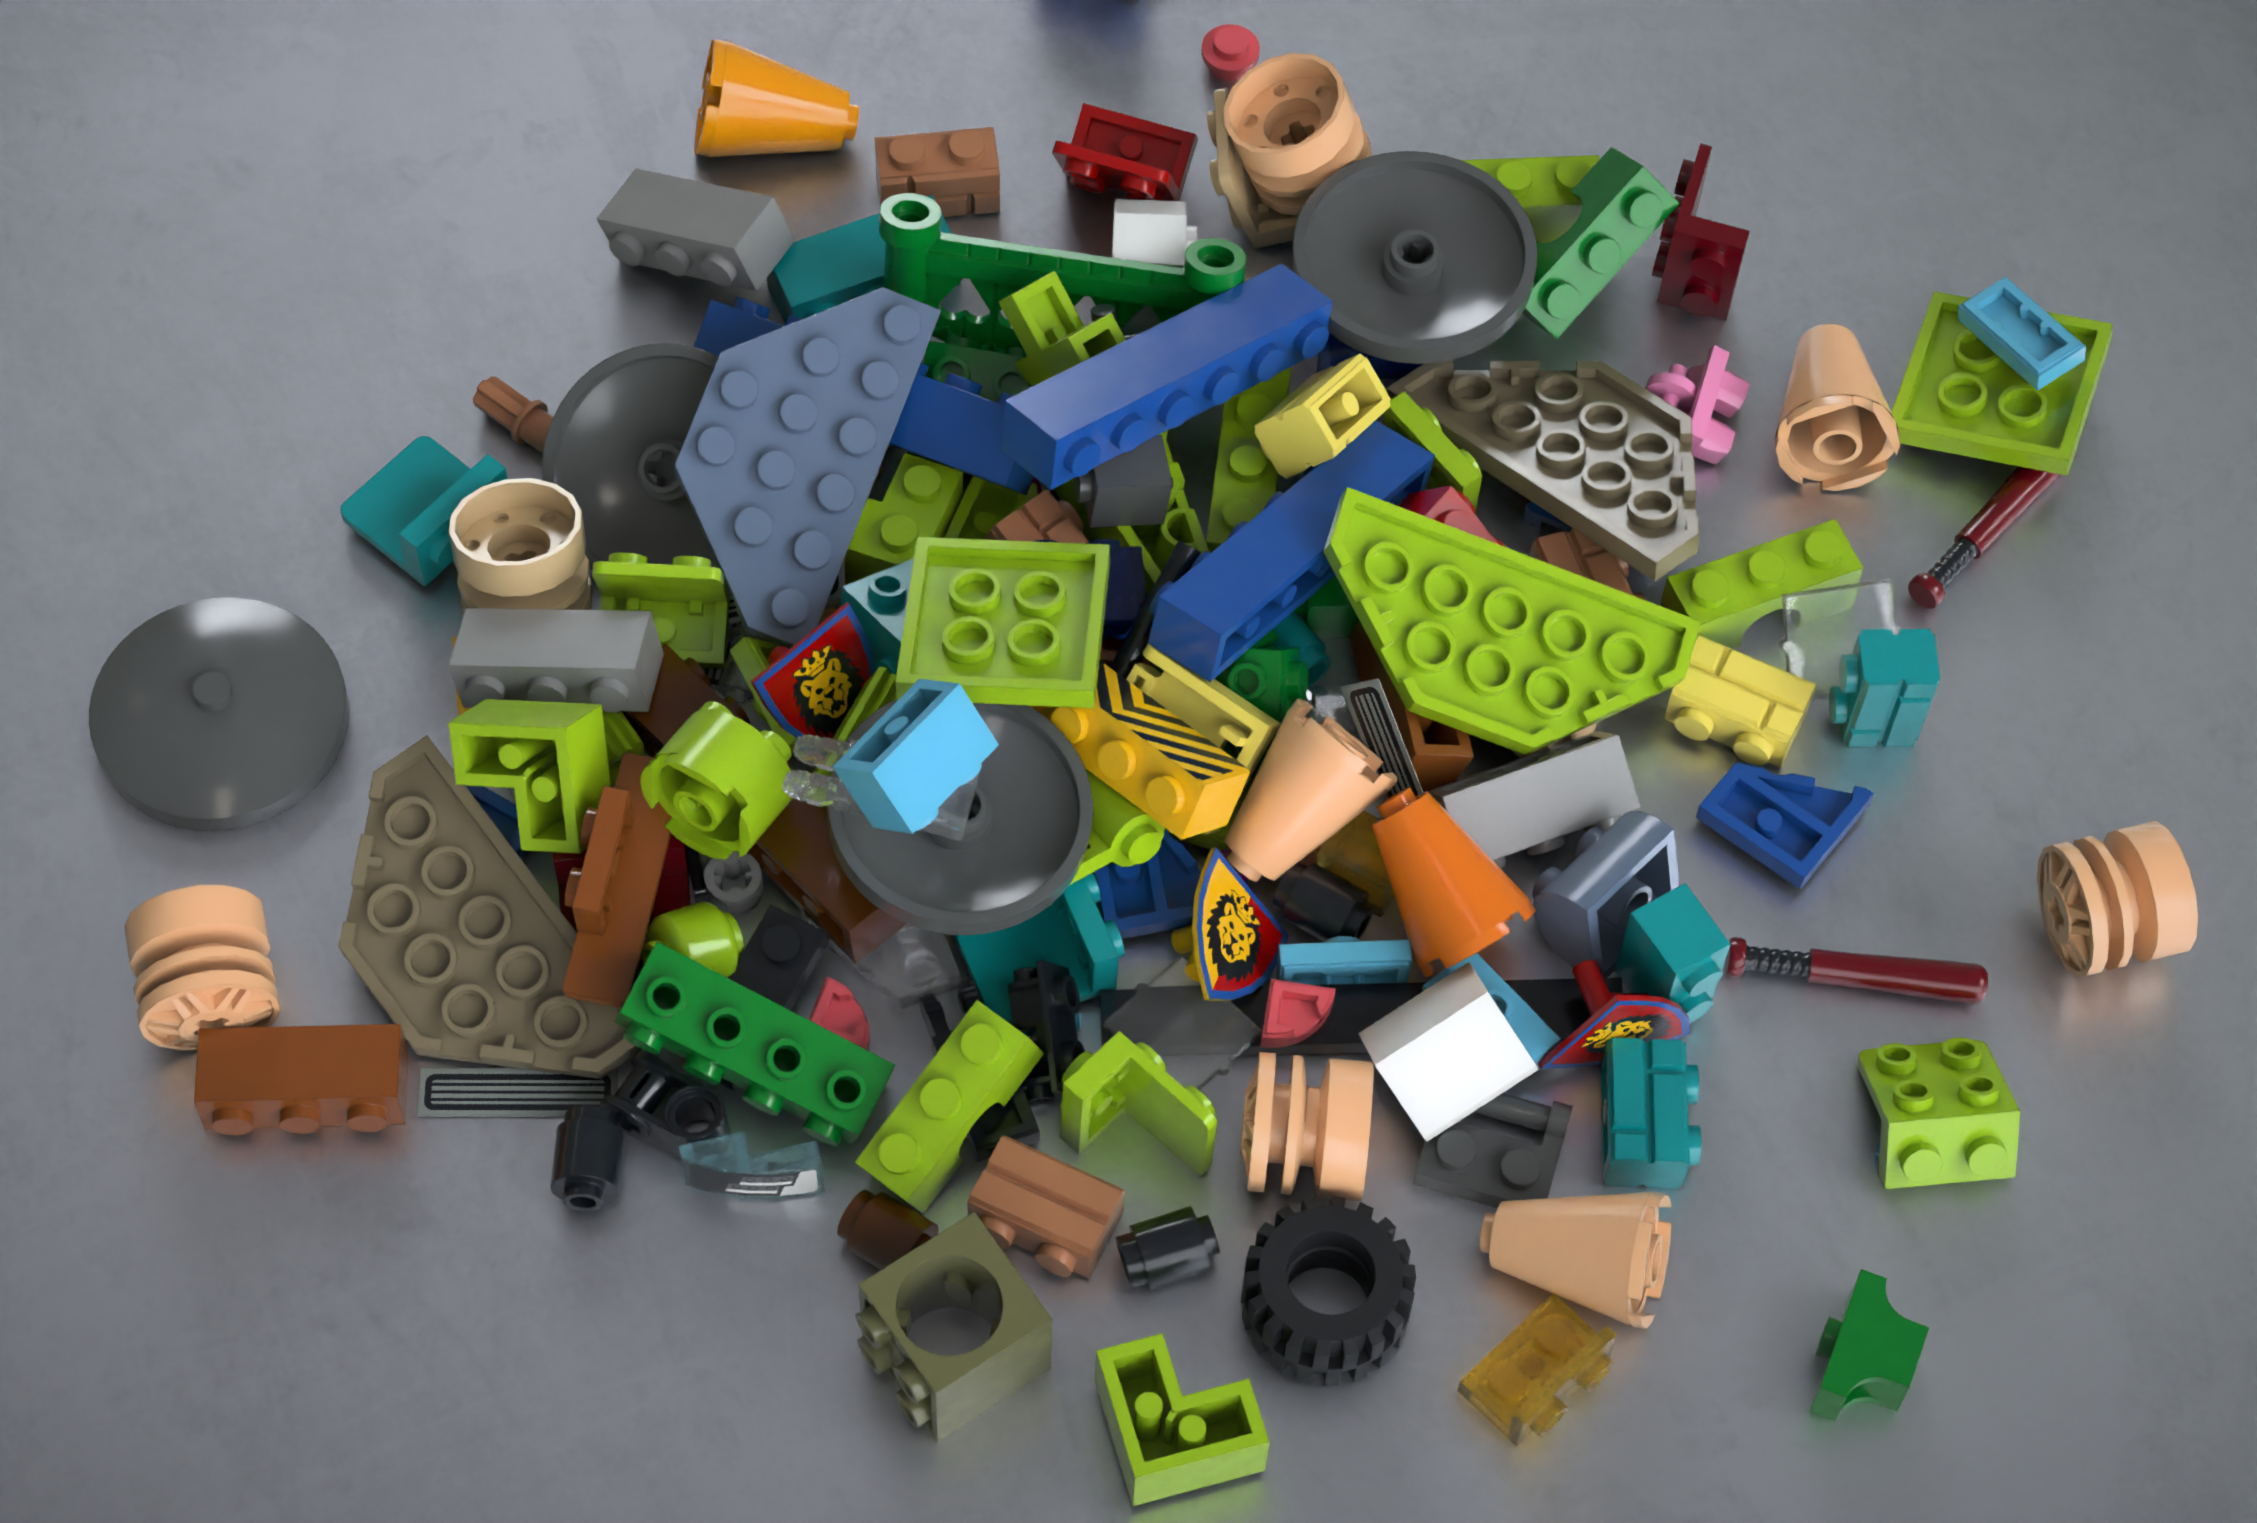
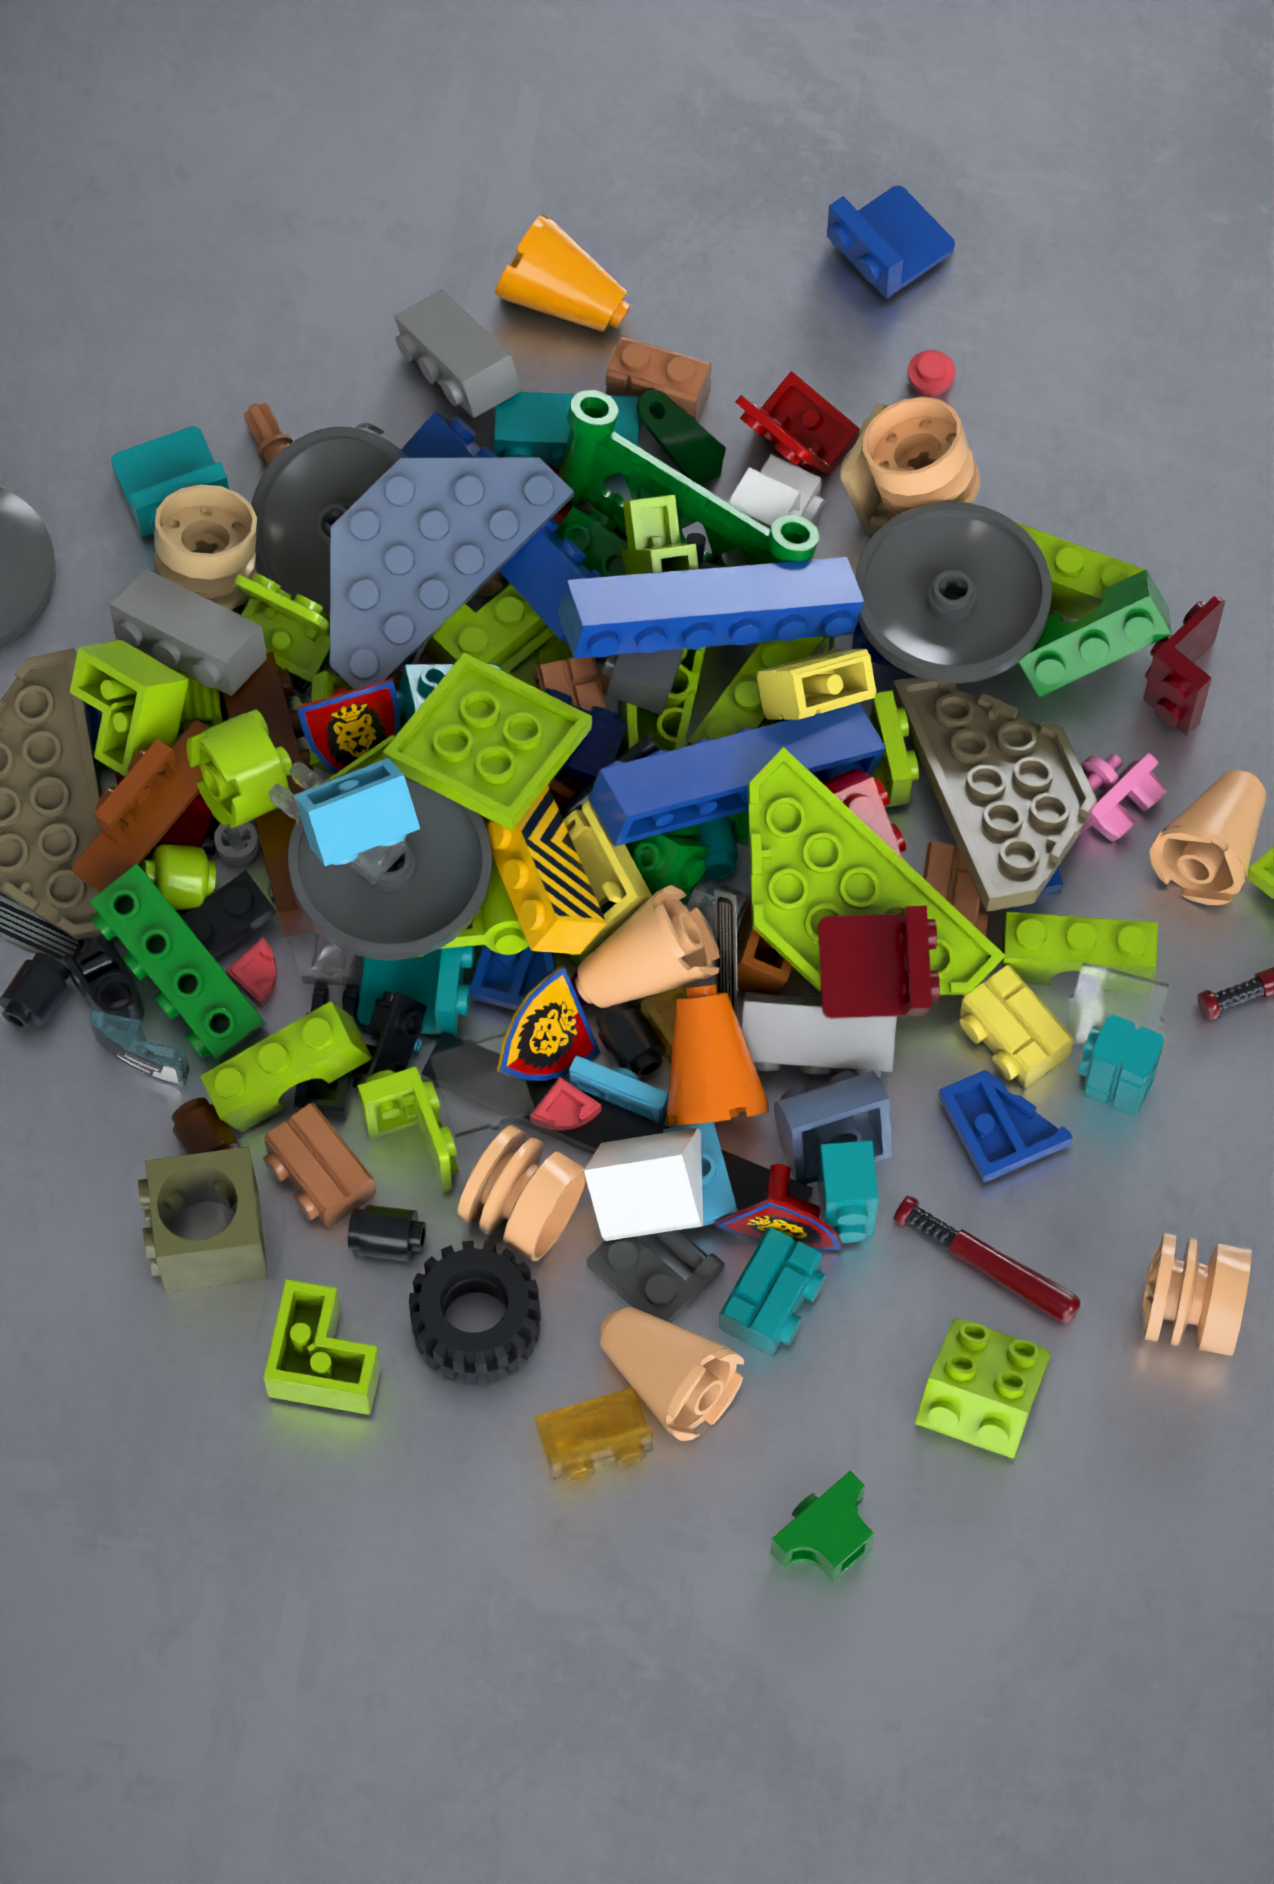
camera: 30 degrees right, 5 degrees up
(991, 216) = (681, 437): none -> dark green piece
(1582, 684) = (877, 964): none -> dark red bracket

